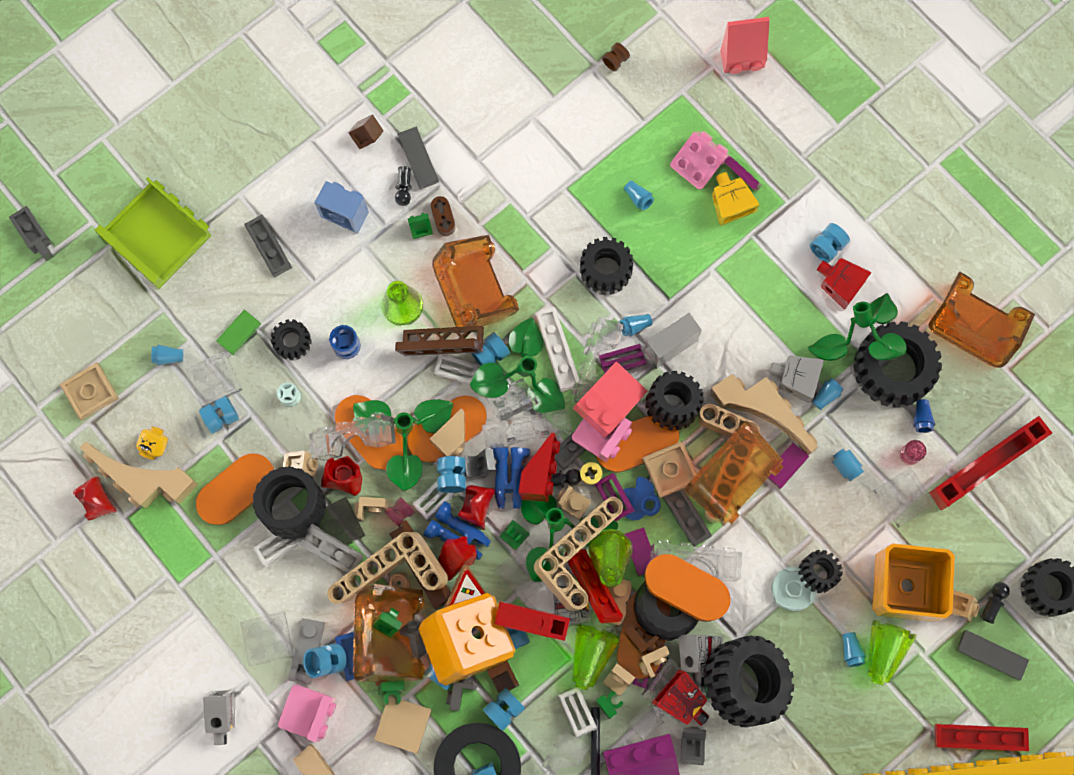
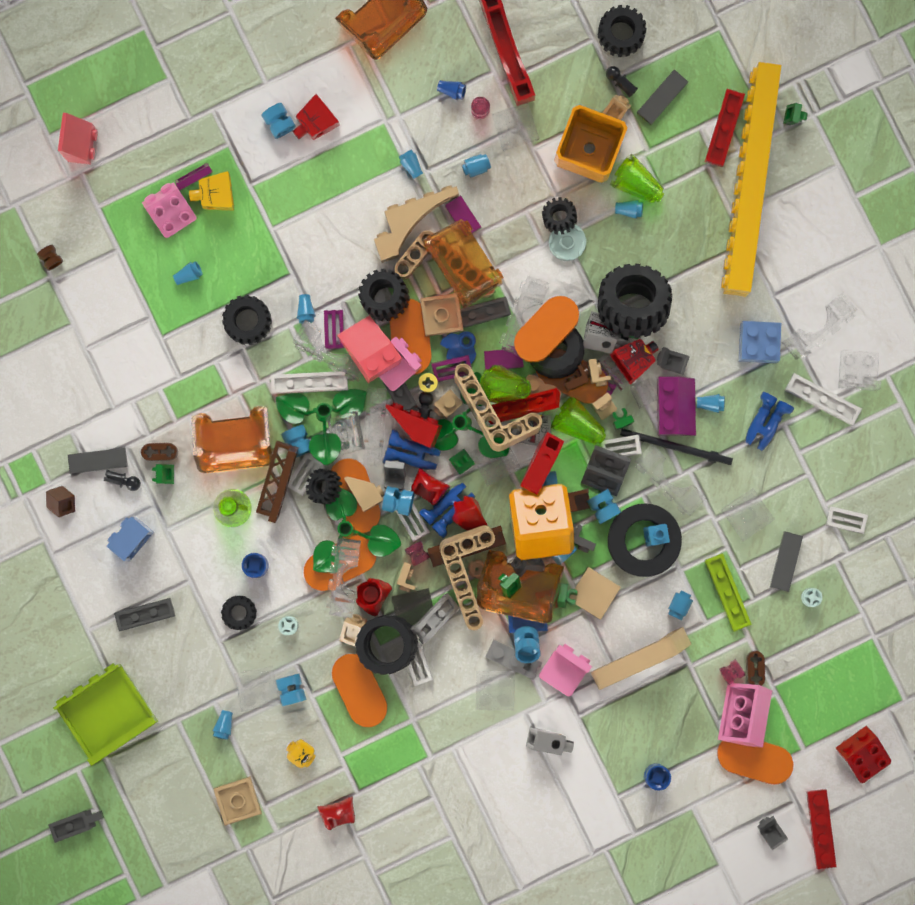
camera: 80 degrees left, 10 degrees up
(139, 483) = (334, 770): tan arch -> none
(238, 332) = (219, 657): bright green tile -> none
(447, 391) = (315, 485): none -> black tyre
(465, 587) = (499, 513): piece -> none
(546, 701) = (606, 470): none -> dark grey slope
(671, 341) = (331, 282): light grey brick -> none
(798, 376) = (389, 183): light grey torso -> none
(885, 348) = (390, 103): green plant -> none
(891, 391) = (395, 73): black tyre -> none

